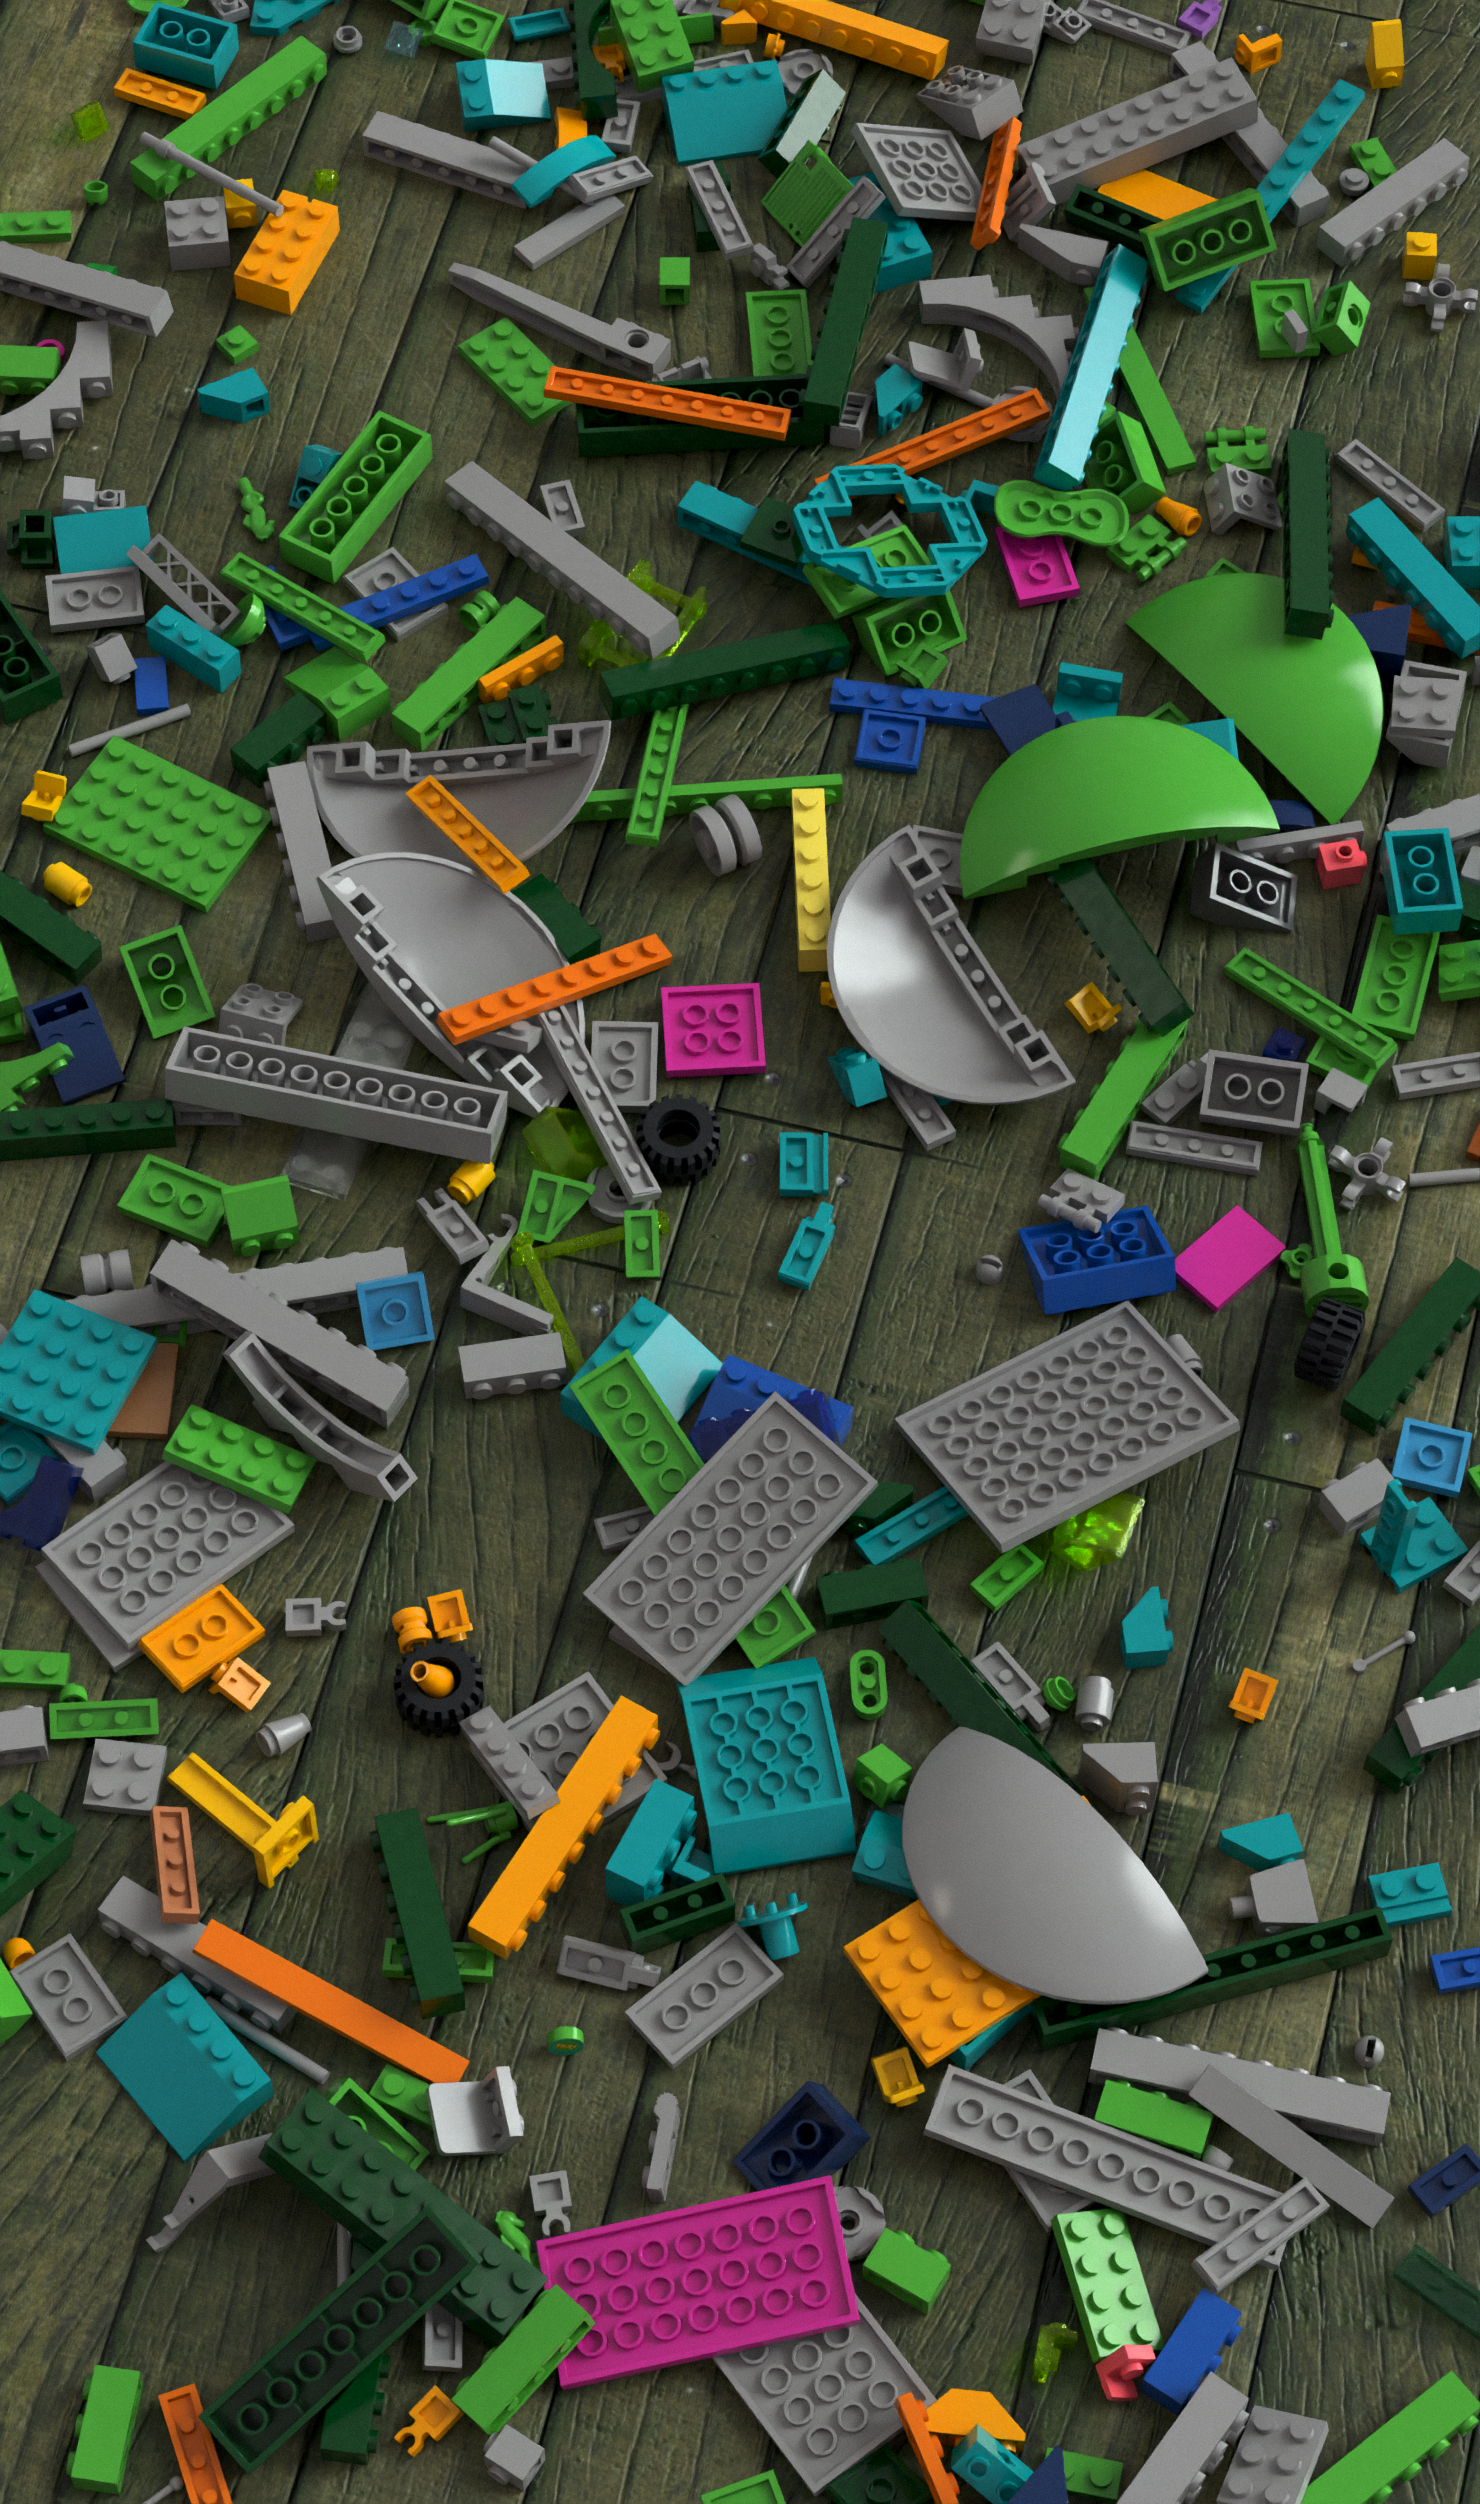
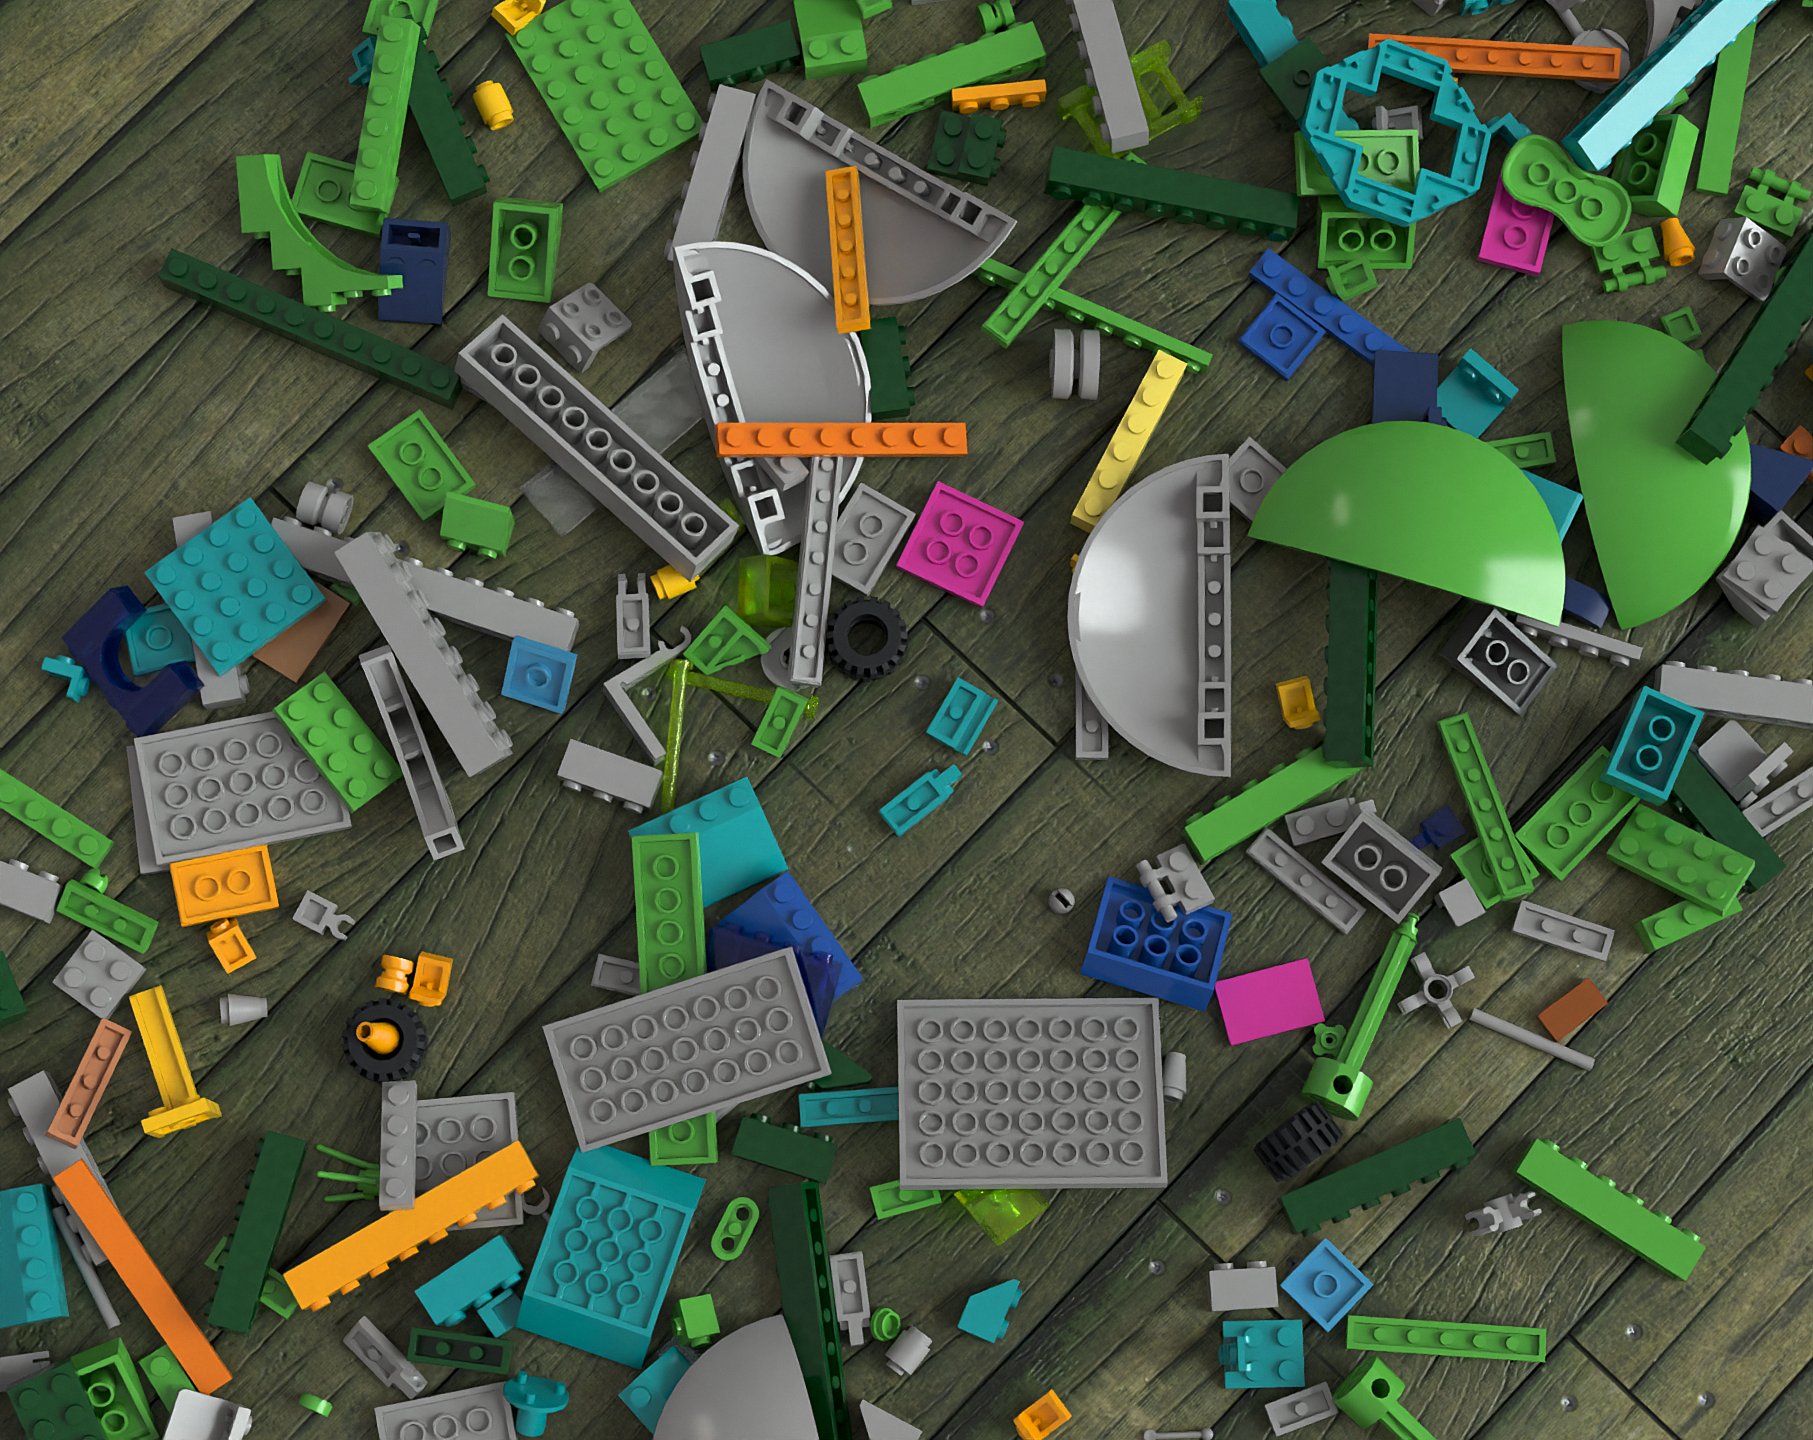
camera: 25 degrees right, 20 degrees up
(857, 1076) = (1055, 659): teal slope -> none
(1340, 863) = (1602, 676): coral brick -> none

